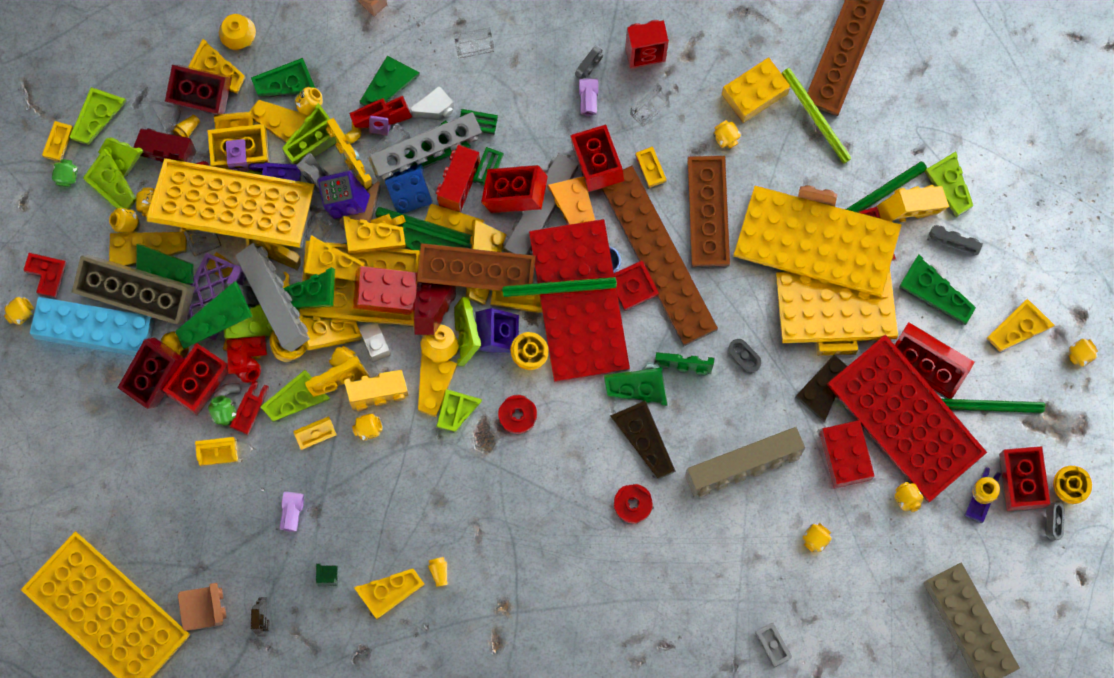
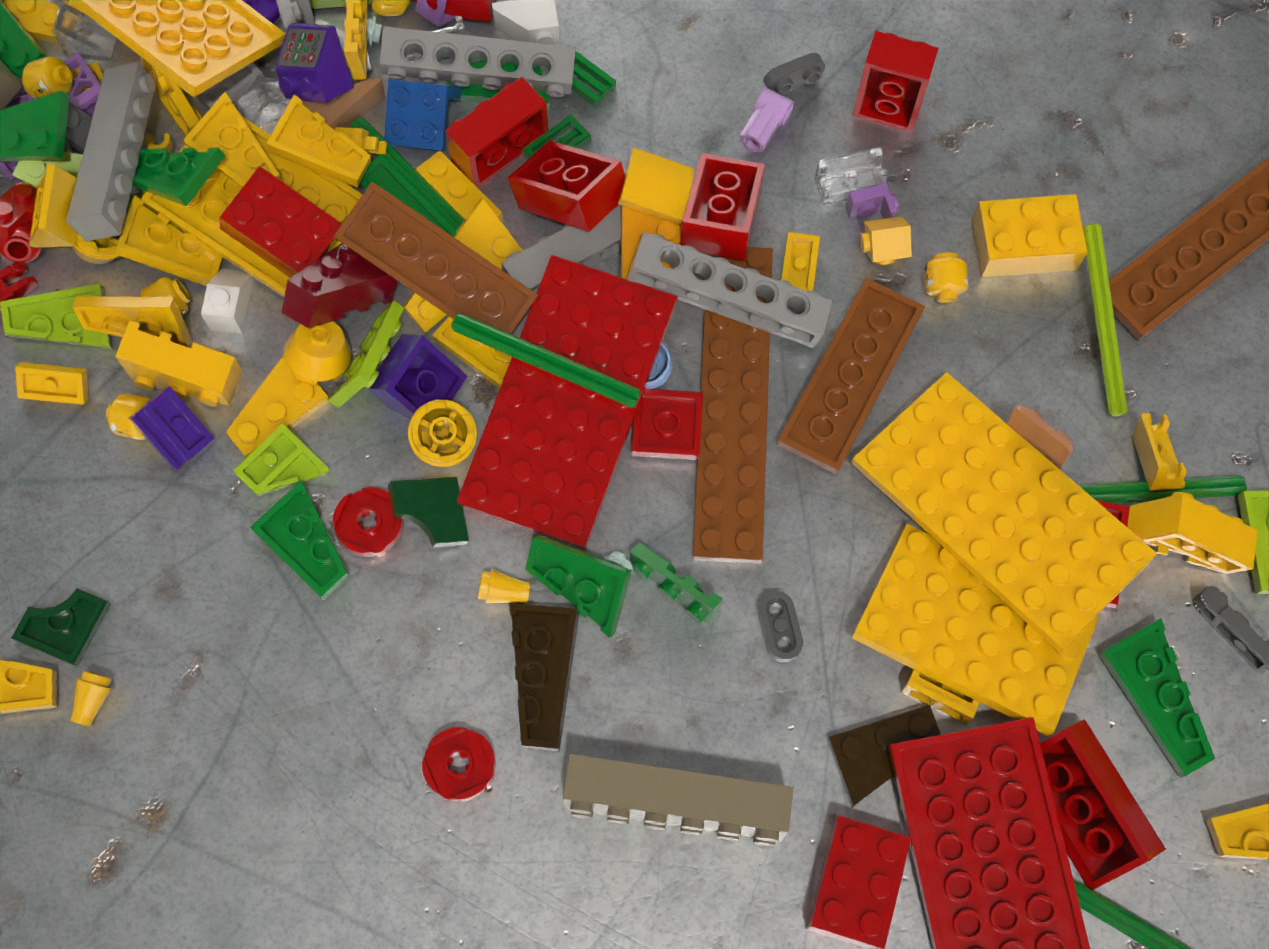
camera: 30 degrees right, 5 degrees down
(206, 277) = (46, 77): none -> yellow head
(265, 345) = (51, 209): none -> yellow slope
(392, 421) = (171, 428): none -> dark purple plate
(402, 548) = (63, 629): none -> dark green tile
(489, 441) = (301, 541): none -> green wing
(544, 390) = (432, 507): none -> dark green tile
(560, 166) = (656, 186): none -> yellow slope
(602, 410) = (502, 588): none -> yellow cone
(665, 114) = (870, 200): none -> medium lavender bracket
(671, 188) = (712, 295): none -> light grey brick
(687, 130) = (886, 240): none -> yellow brick
(876, 172) = (1158, 454): none -> yellow hinge

